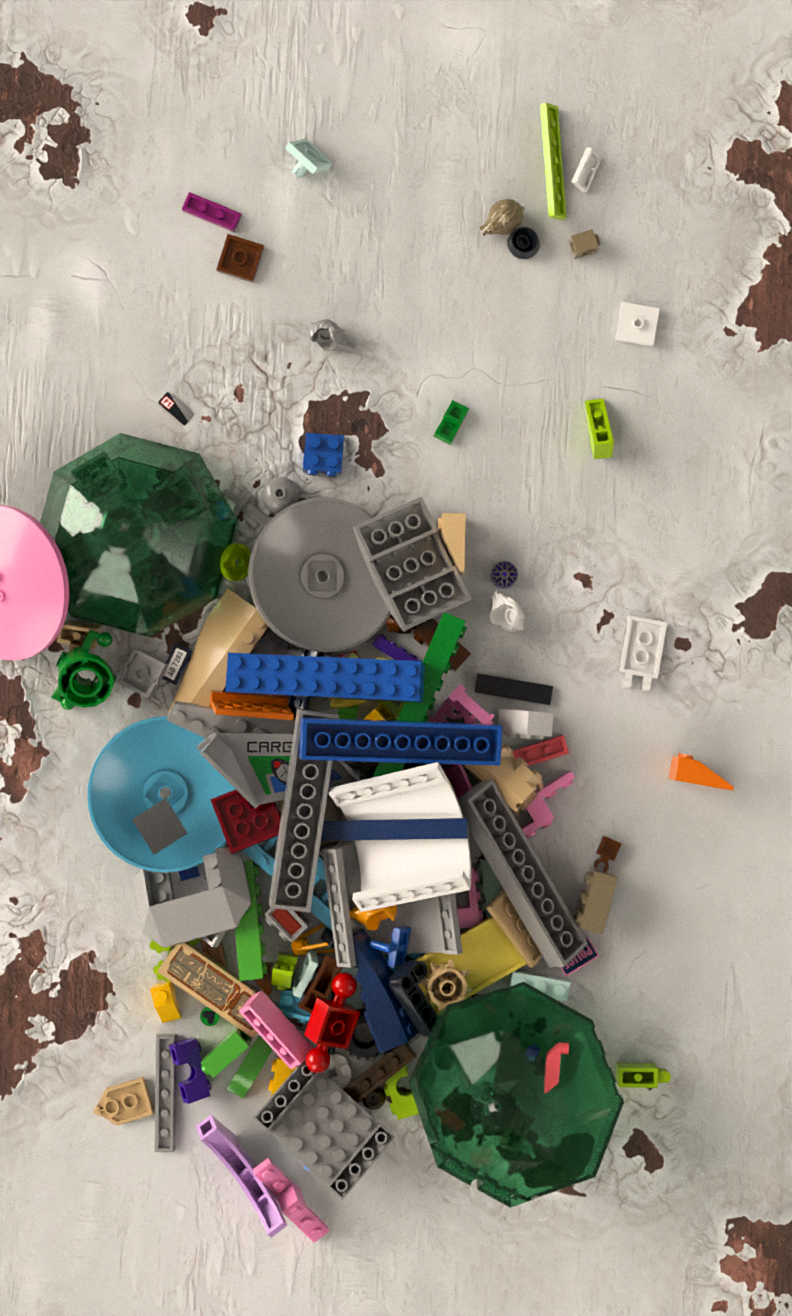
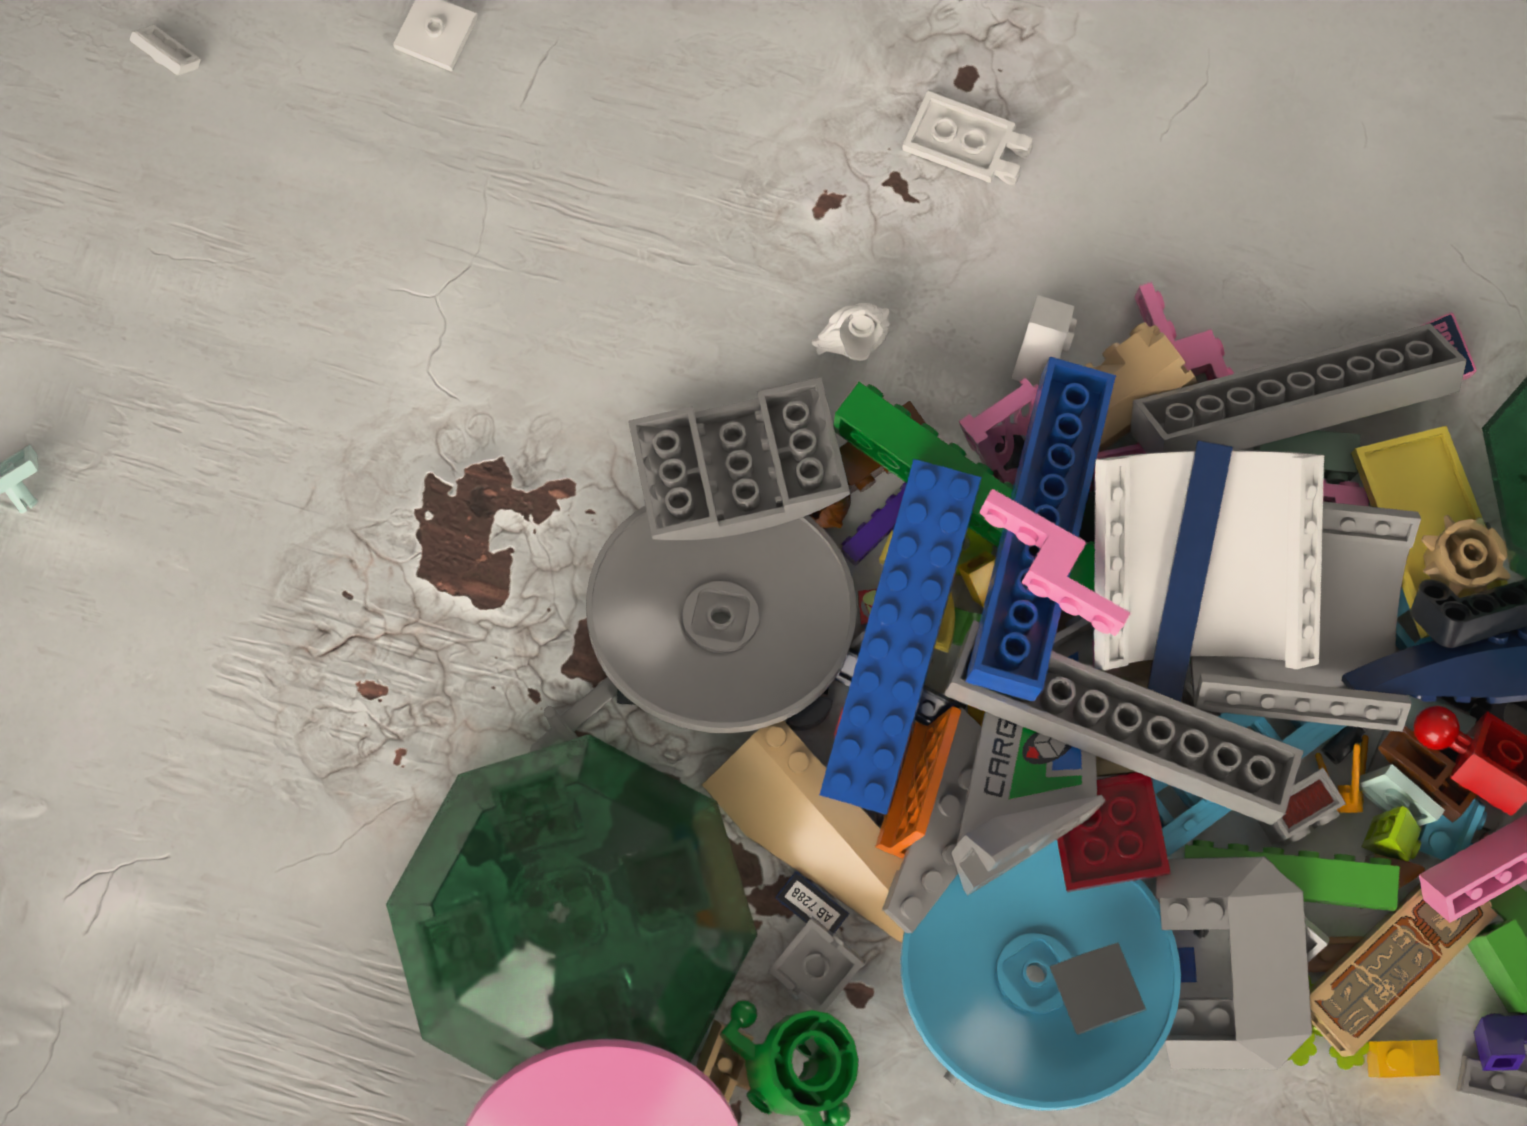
camera: 75 degrees left, 10 degrees down
(176, 408) = (367, 804): sticker -> none
(209, 1017) = (1443, 988): tile -> none
(211, 212) = (48, 665): magenta tile -> none
(228, 560) = (662, 756): lime tile -> none
(240, 258) = (142, 634): reddish brown tile -> none
(271, 490) = (569, 672): light grey cylinder -> none
(287, 958) = (1365, 825): lime tile -> none
(323, 454) = (514, 570): blue plate -> none
(329, 336) = (318, 512): light grey hair -> none
(372, 918) = (1331, 656): light orange hair -> none
(373, 750) = (1053, 563): none -> bright pink bracket
(398, 947) = (1391, 626): blue plate -> none
(451, 422) = (515, 351): green slope -> none
(453, 536) = (712, 382): tan slope -> none
(503, 217) = (203, 193): dark tan hair -> none
(504, 574) = (789, 323): wheel -> none
(513, 689) = (981, 352): black tile -> none
(514, 928) = (1383, 430): tan tile -> none
(523, 243) = (253, 172): black hat -> none
(542, 750) = (1092, 324): coral tile -> none
(553, 161) = (126, 95): lime plate -> none
(553, 986) = (1488, 394): light aqua arch -> none
(584, 243) = (283, 80): dark tan brick -> none
(595, 900) = (1361, 293): dark tan brick -> none
(599, 429) = (589, 122): lime slope -> none
(607, 850) = (1279, 263): reddish brown plate -> none
(693, 771) = (1174, 106): orange slope -> none

